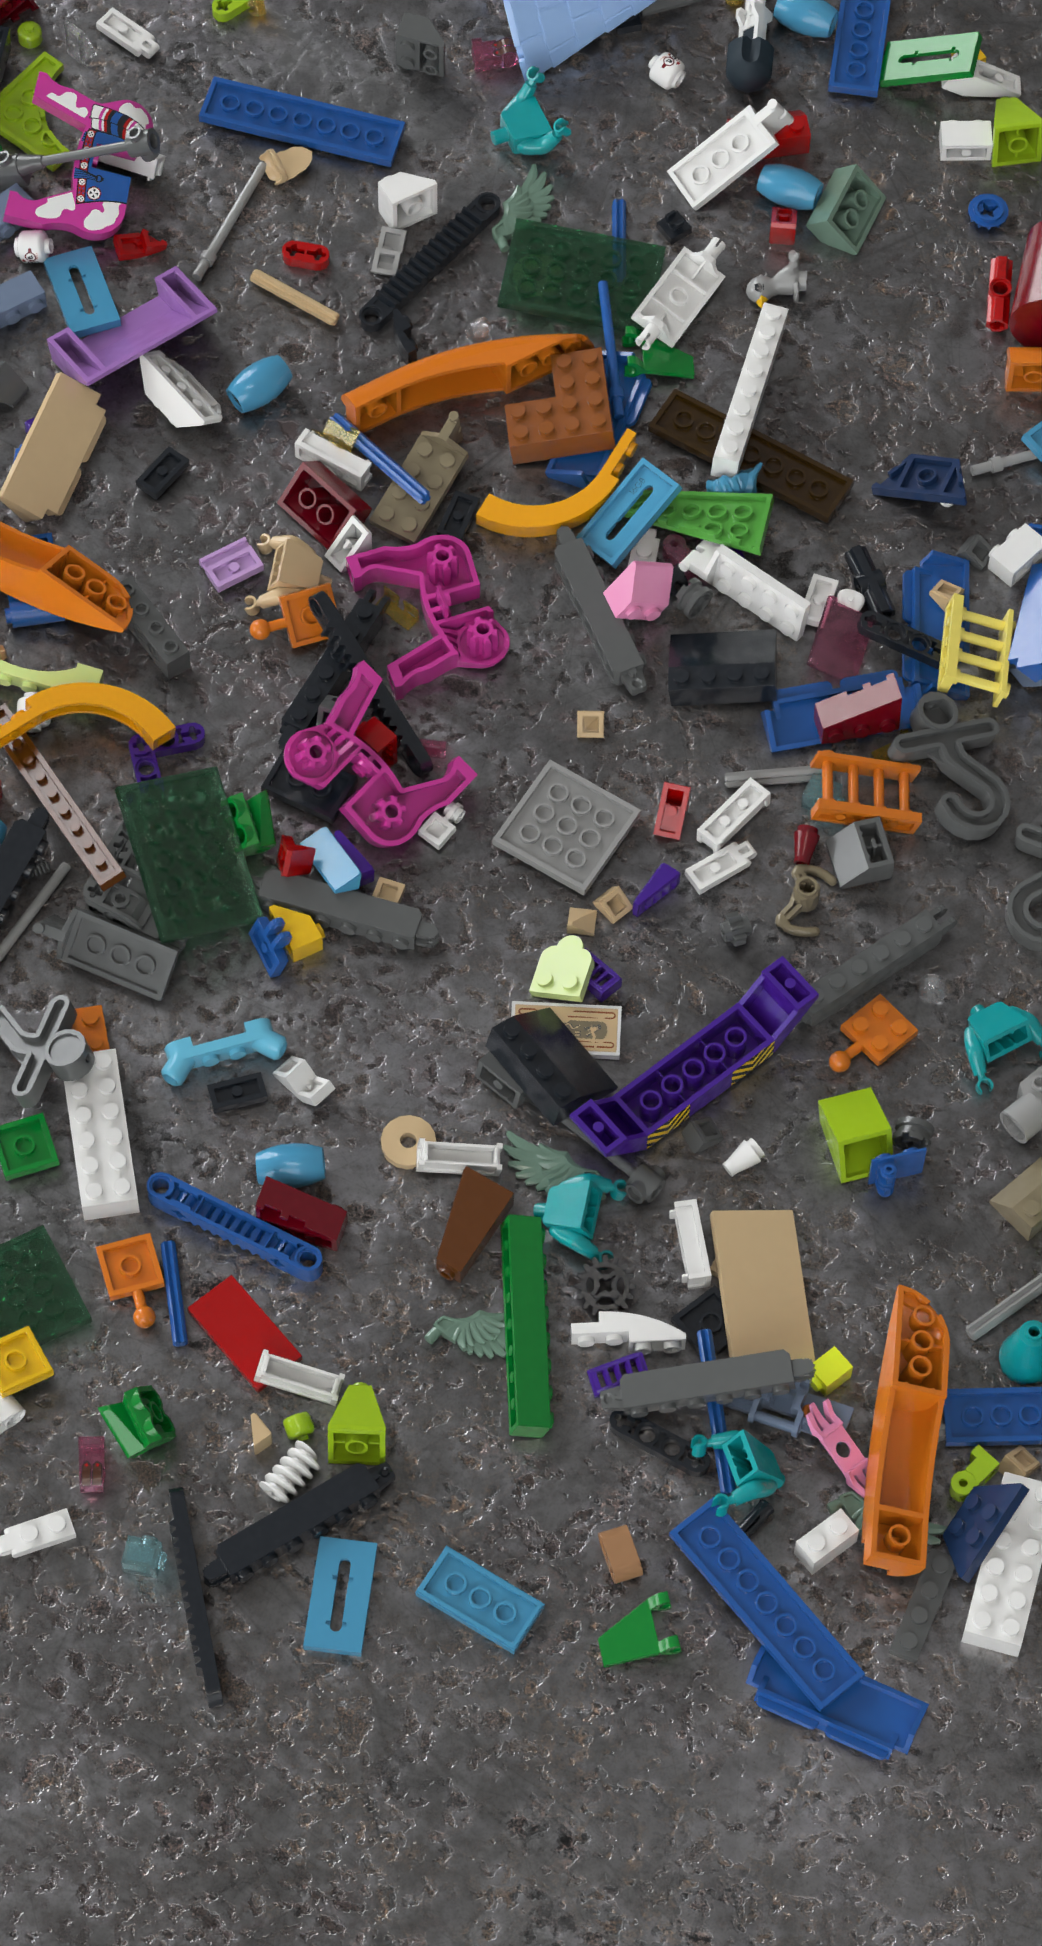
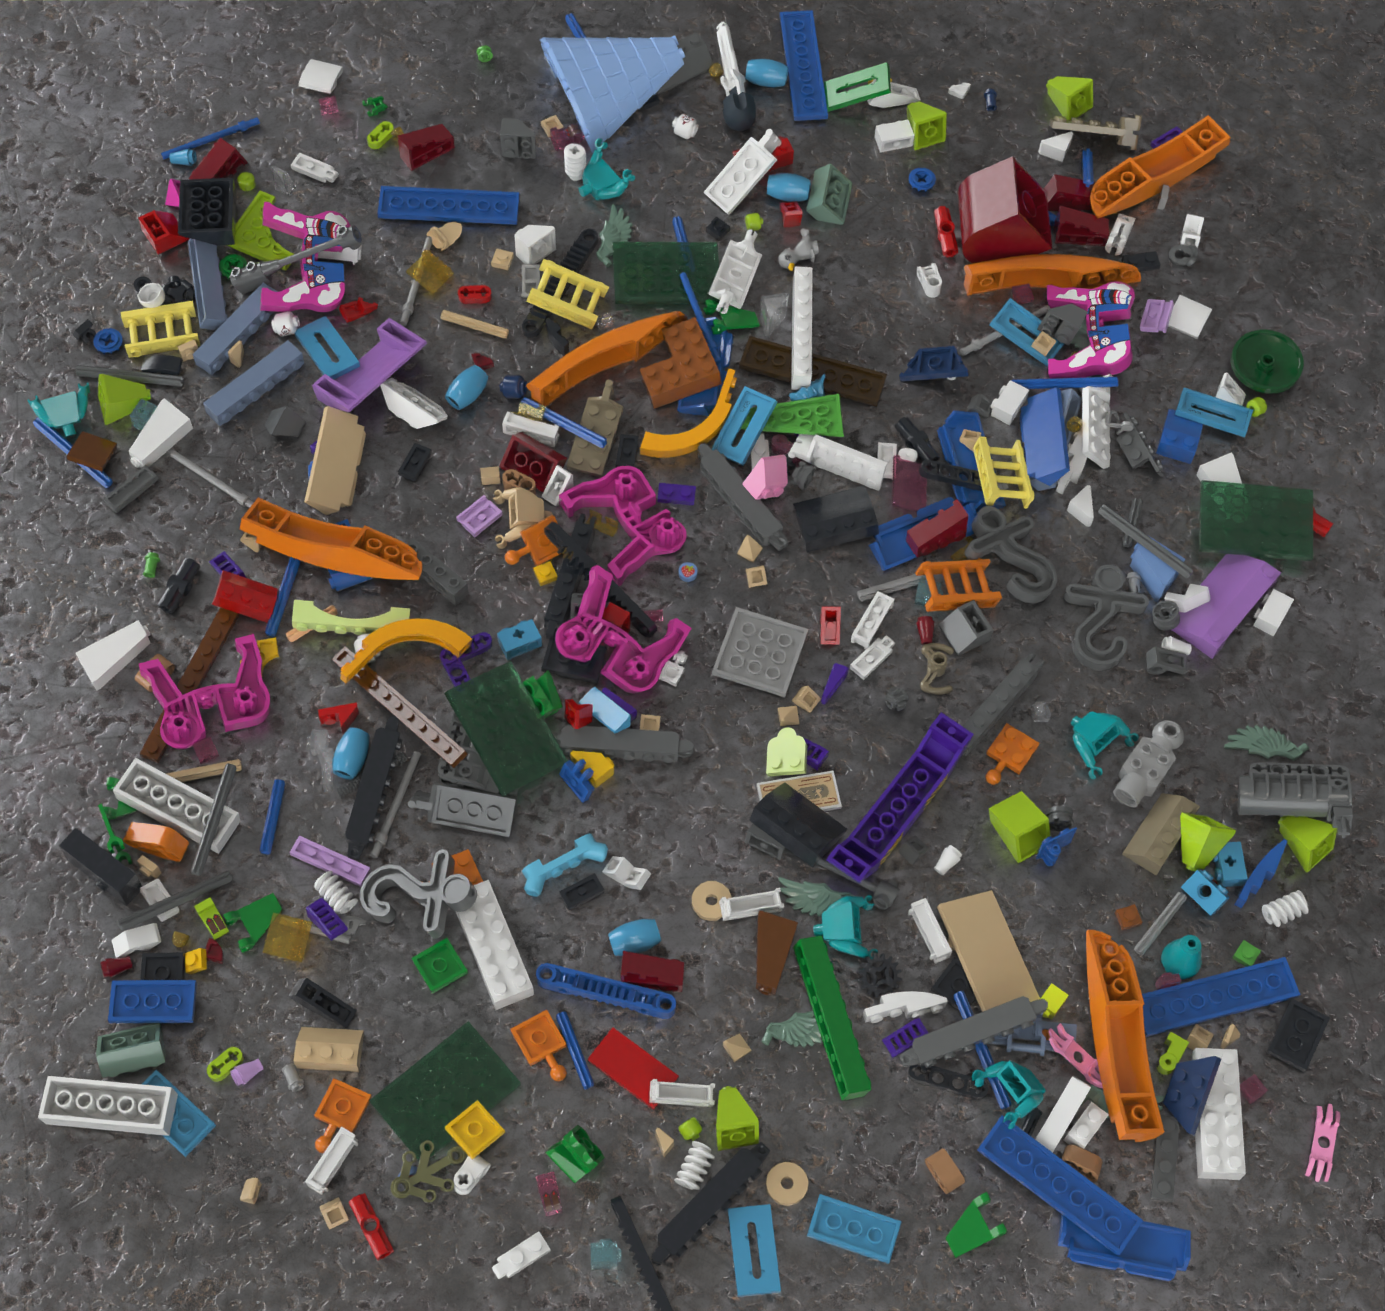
camera: 15 degrees left, 0 degrees up
(232, 751) = (528, 639): none -> dark azure brick
(251, 211) = (430, 271): none -> clear yellow hinge
(261, 512) = (490, 475): none -> tan slope
(290, 29) = (424, 145): none -> dark red wedge
(291, 352) = (482, 361): none -> dark red tile
(291, 523) = (515, 479): none -> medium nougat beam
(301, 661) = (545, 573): none -> yellow plate
(324, 395) = (513, 387): none -> dark blue head
(357, 213) = (502, 259): none -> tan plate
(389, 1337) = (736, 1047): none -> tan slope
(407, 1507) = (787, 1171): none -> tan tile
(431, 304) = (556, 305): none -> light yellow fence
(477, 30) = (549, 123): none -> tan plate
(494, 91) = (574, 161): none -> white piece
(497, 699) = (687, 572): none -> medium blue tile
(511, 589) = (676, 494): none -> dark purple plate
(592, 685) = (750, 549): none -> tan slope
(716, 361) = (772, 312): none -> clear slope
(726, 227) = (753, 221): none -> lime piece
(799, 1514) = (1063, 1113): none -> white slope
(808, 1583) = (1083, 1161): none -> medium nougat beam
(956, 359) = (930, 280): none -> white piece
(971, 1286) = (1128, 917): none -> dark orange plate
(997, 1378) = (1168, 980): none -> clear pink plate

